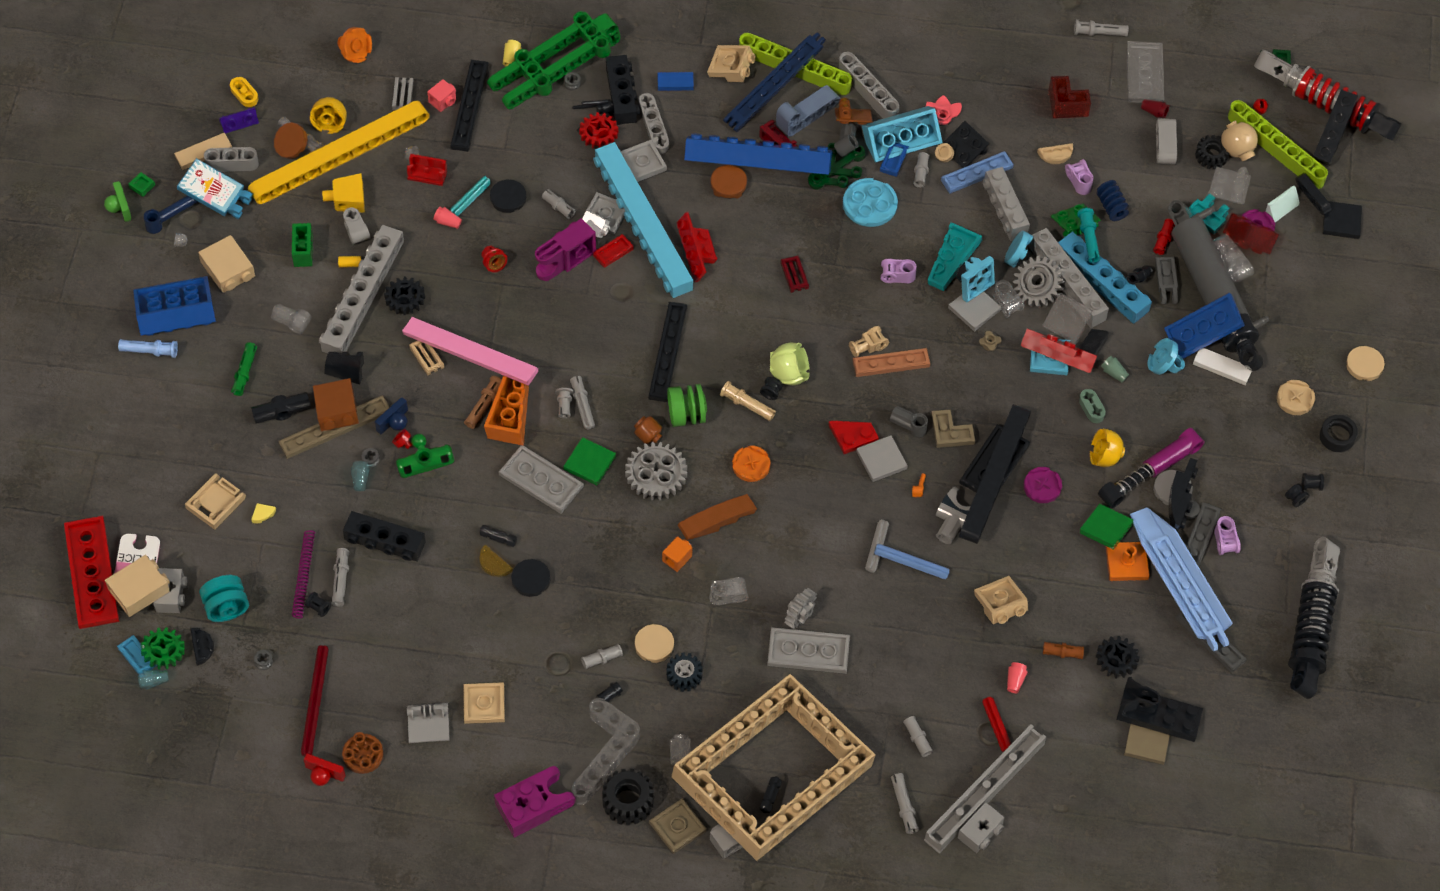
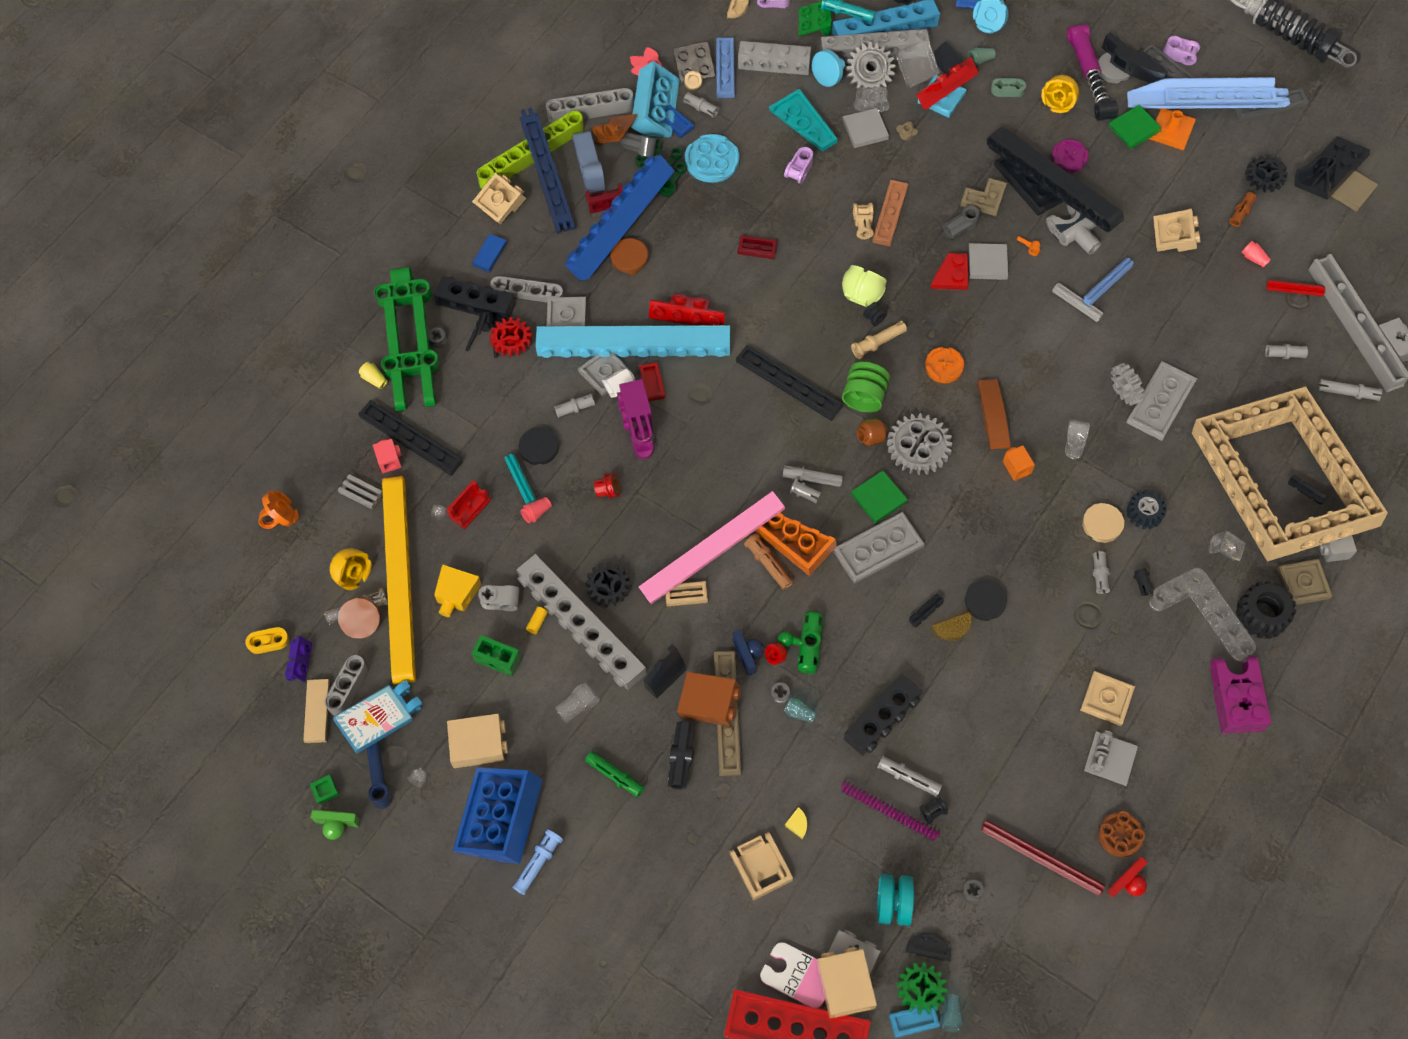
camera: 60 degrees left, 5 degrees up
(976, 277) = (845, 107): medium azure piece -> none

